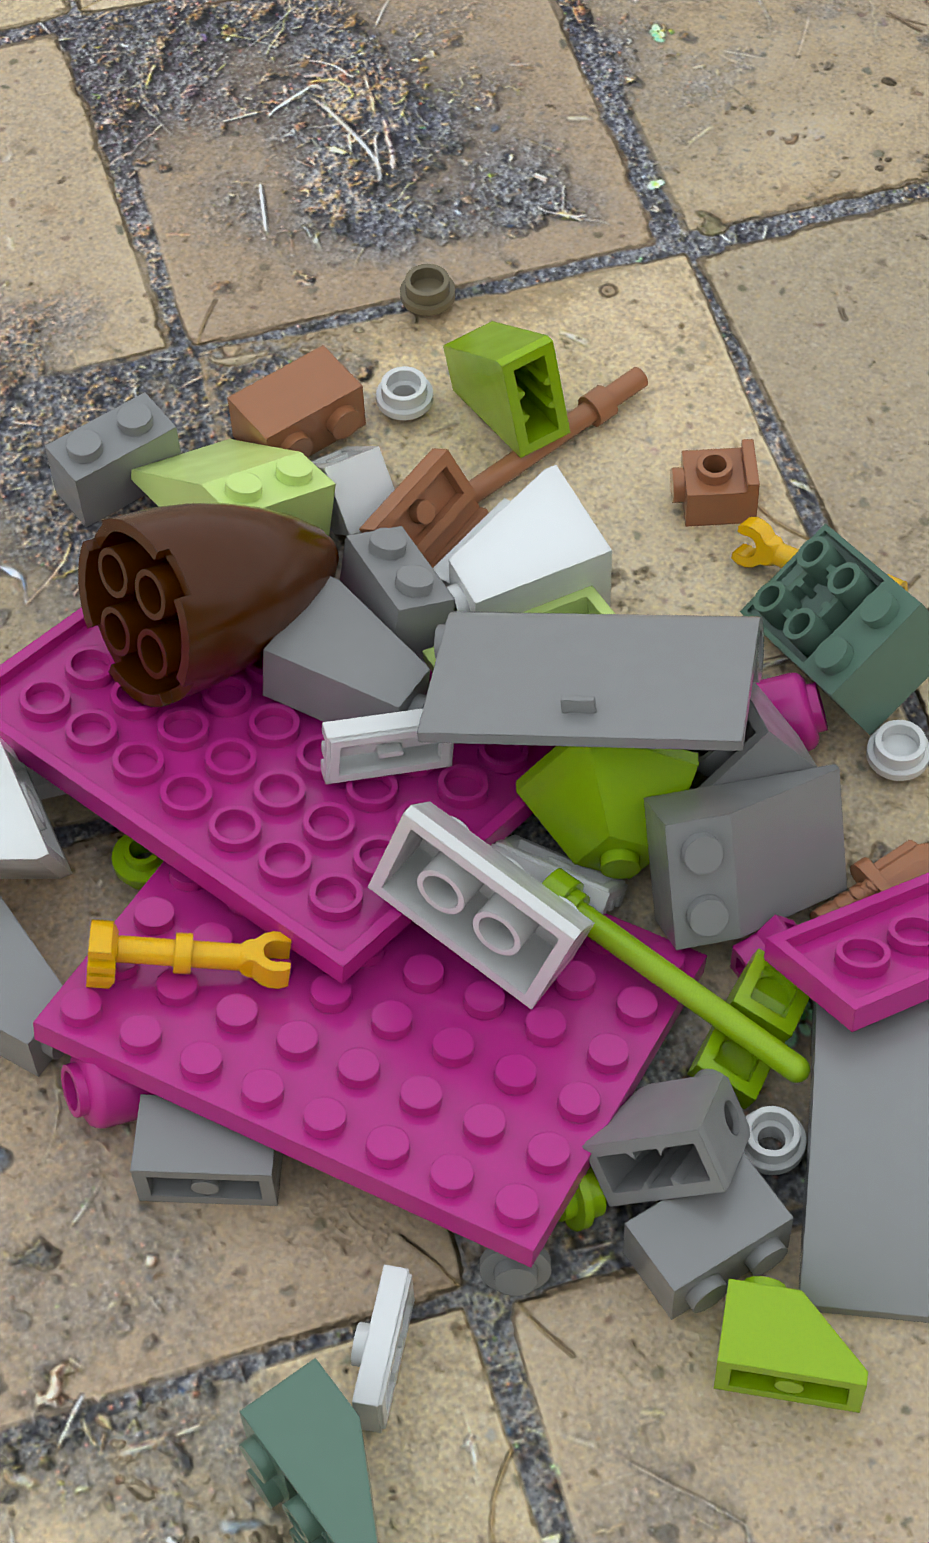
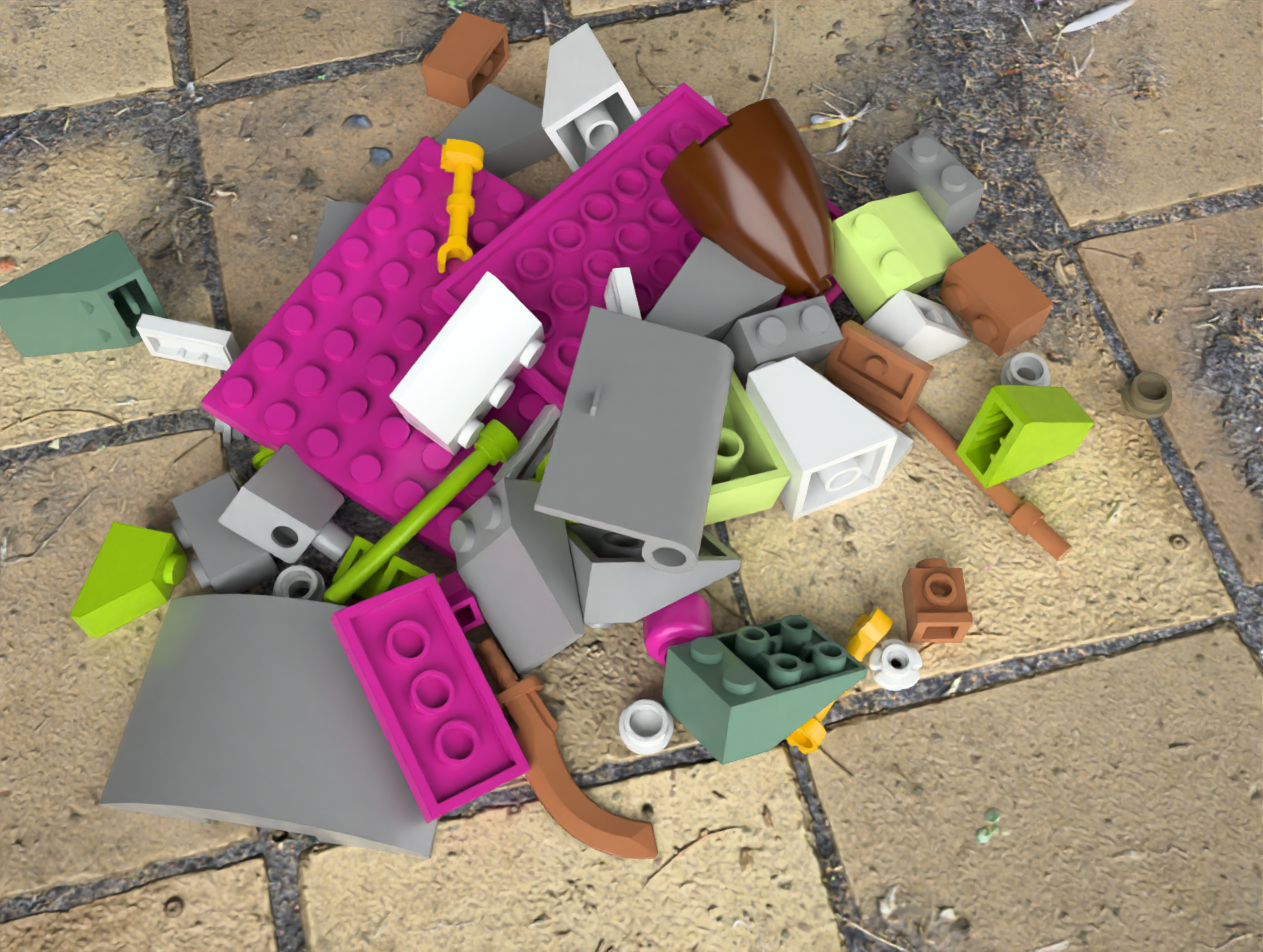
camera: 90 degrees right, 5 degrees up
(793, 522) = (888, 676): none -> white plate

